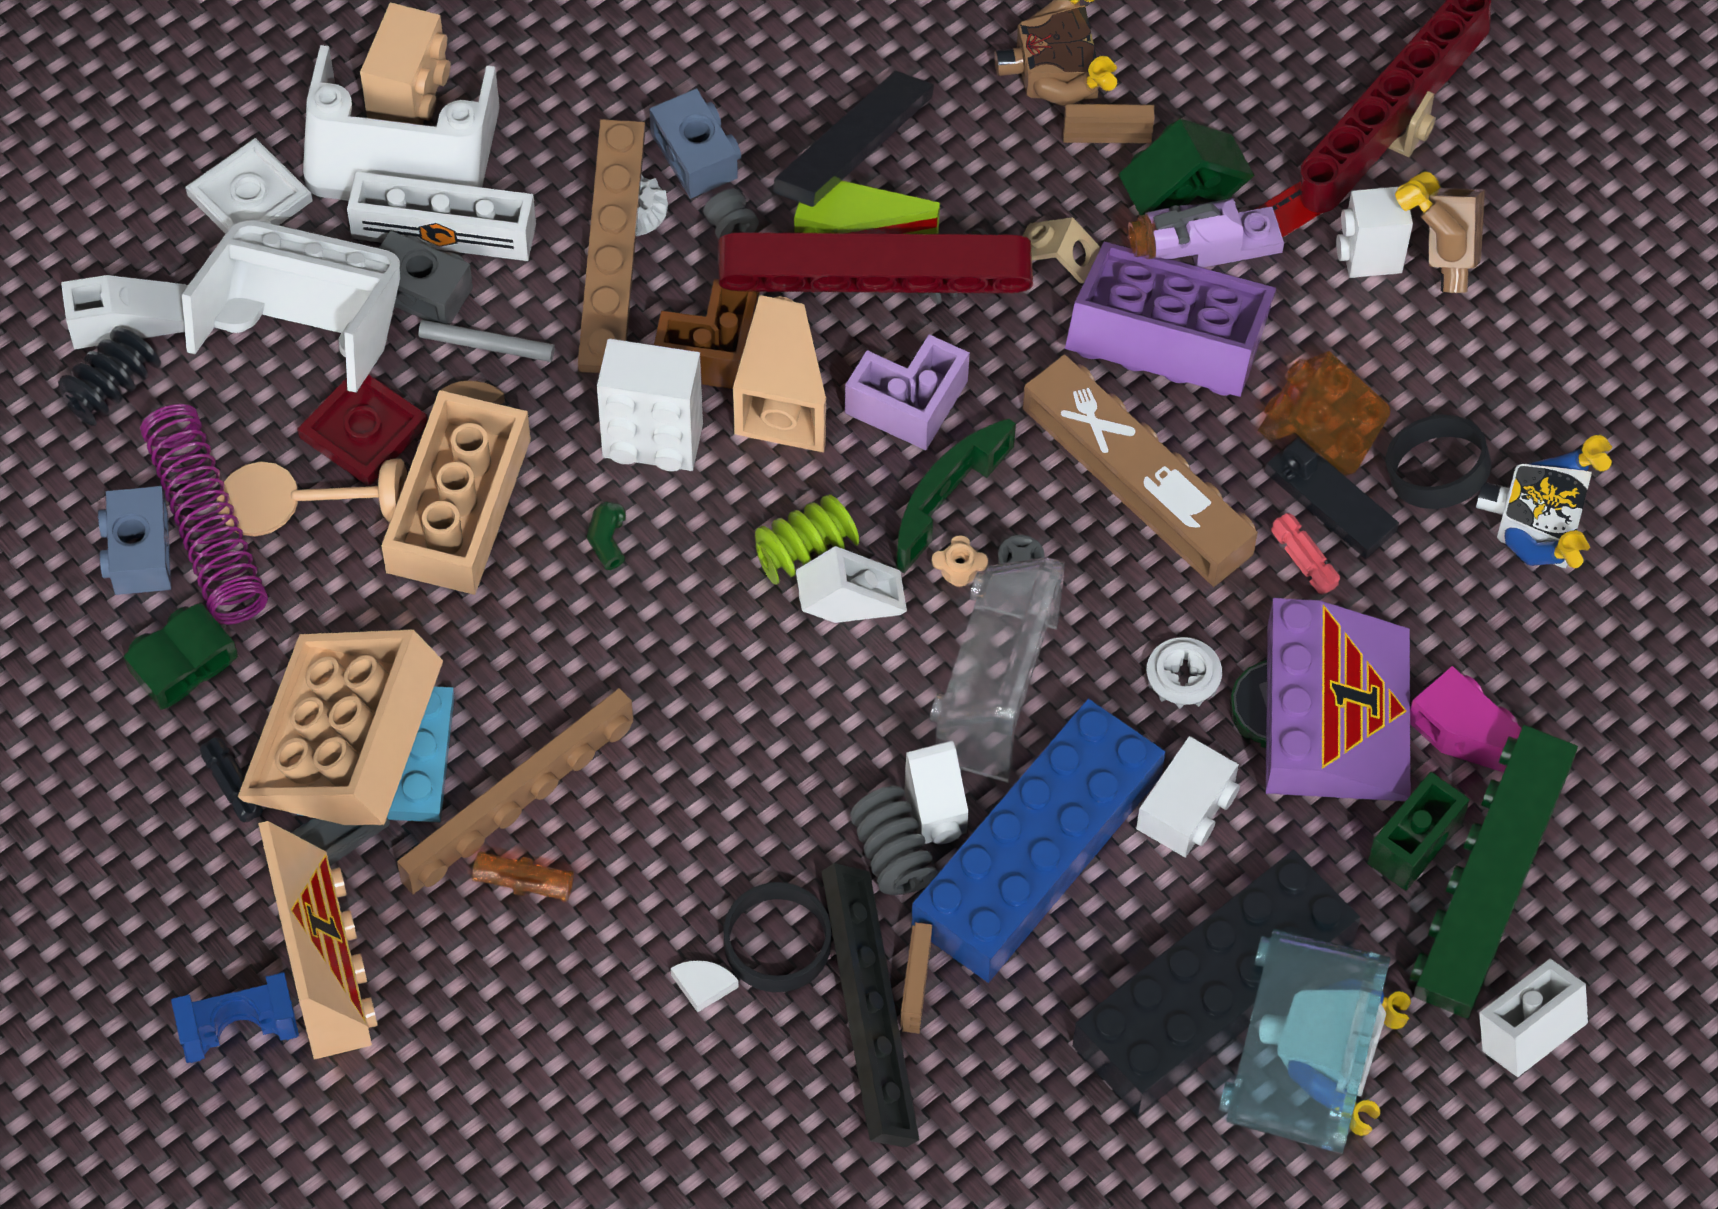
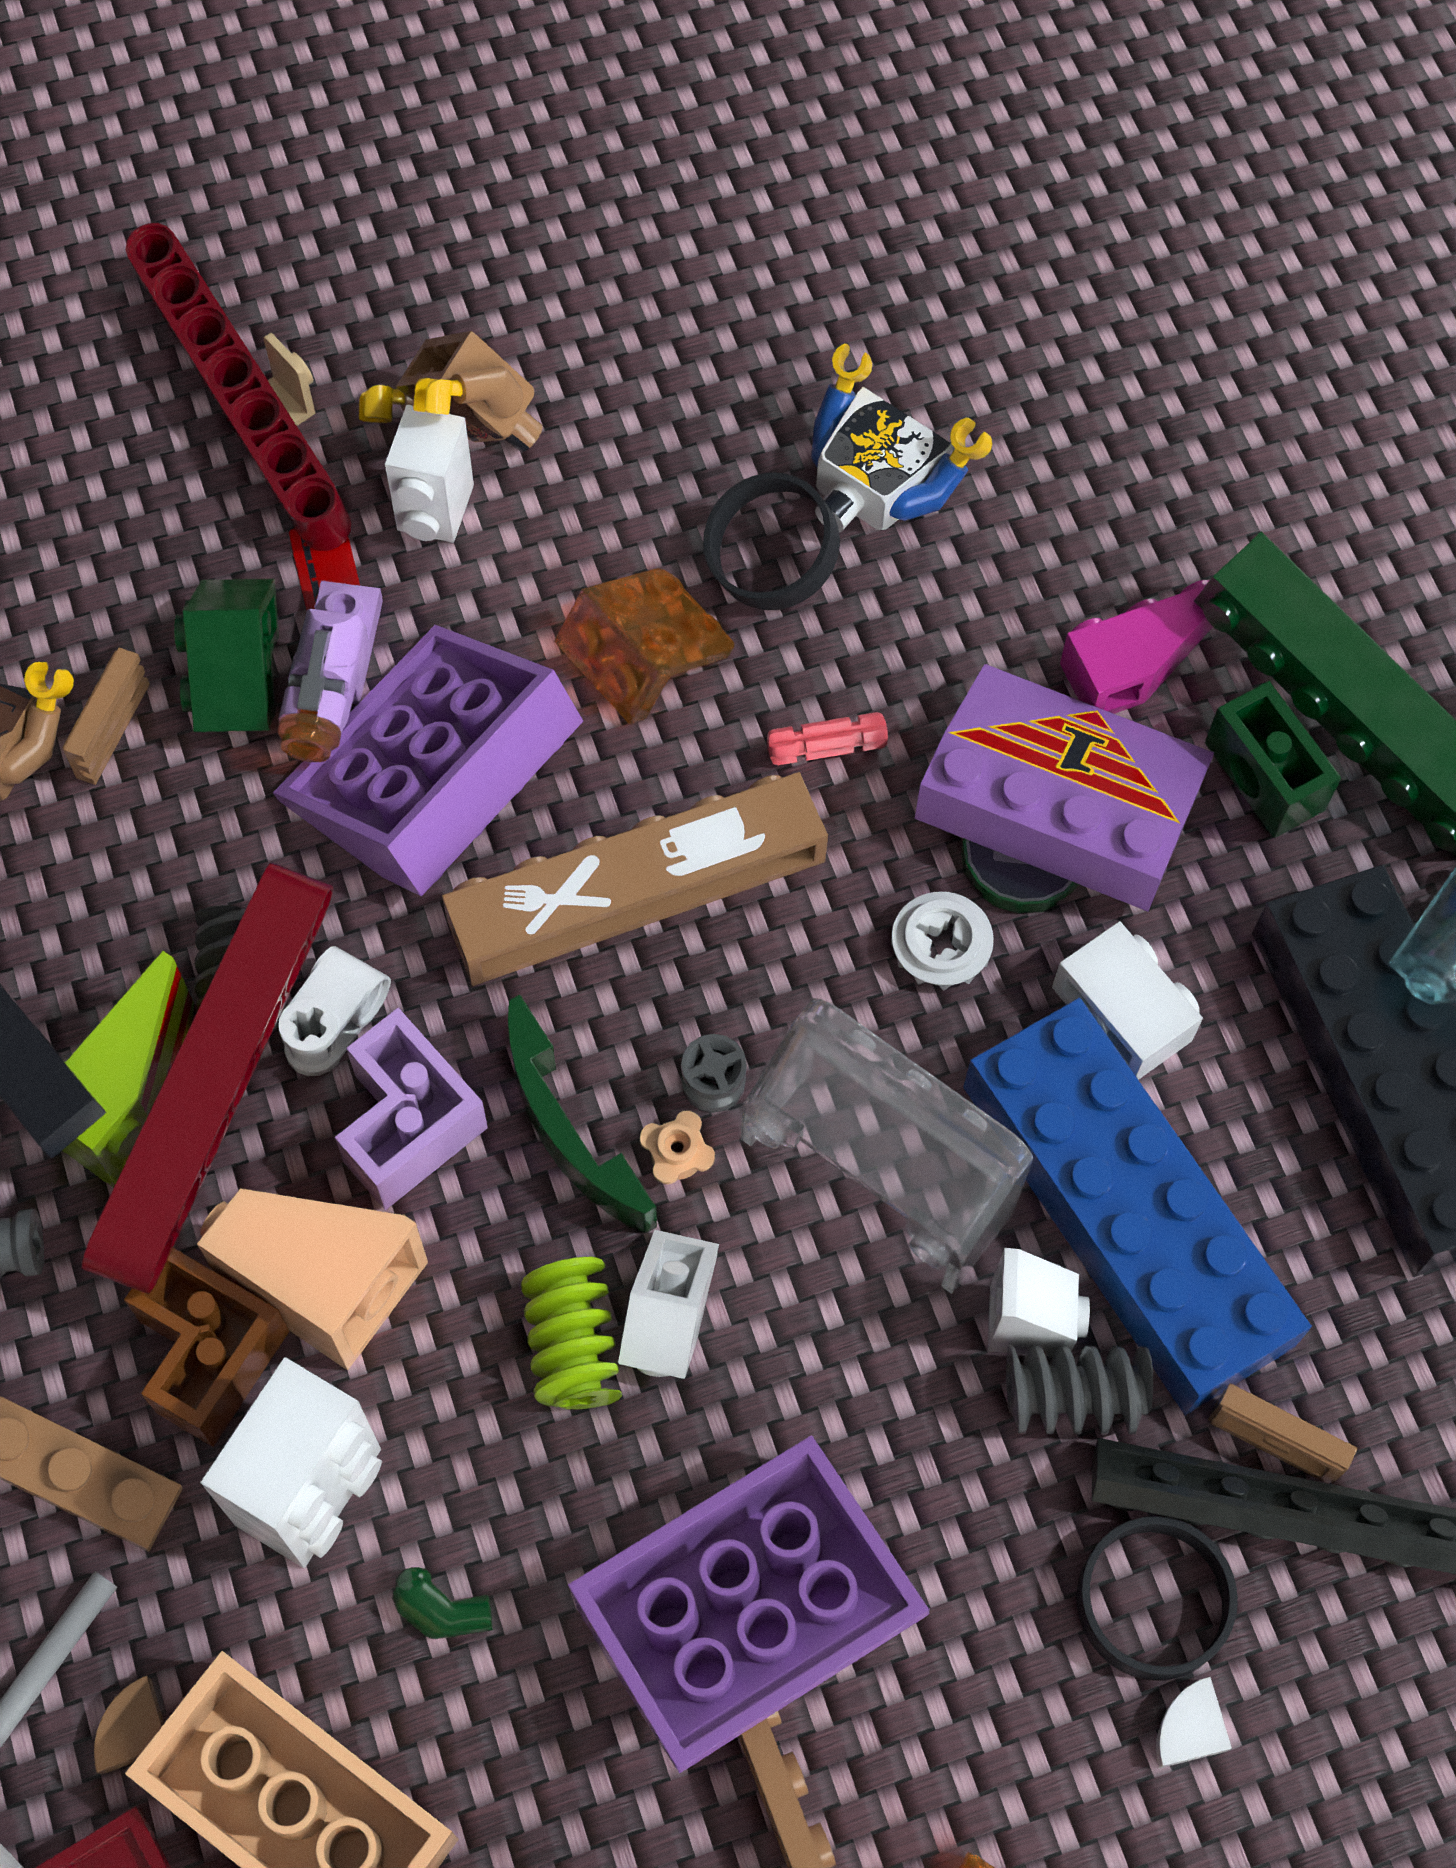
camera: 70 degrees left, 5 degrees up
(673, 679) = (746, 1603): none -> medium lavender slope
(964, 324) = (334, 1001): none -> white piece
(1057, 240) = (252, 845): tan bracket -> none
(1331, 497) = (758, 680): black hinge -> none

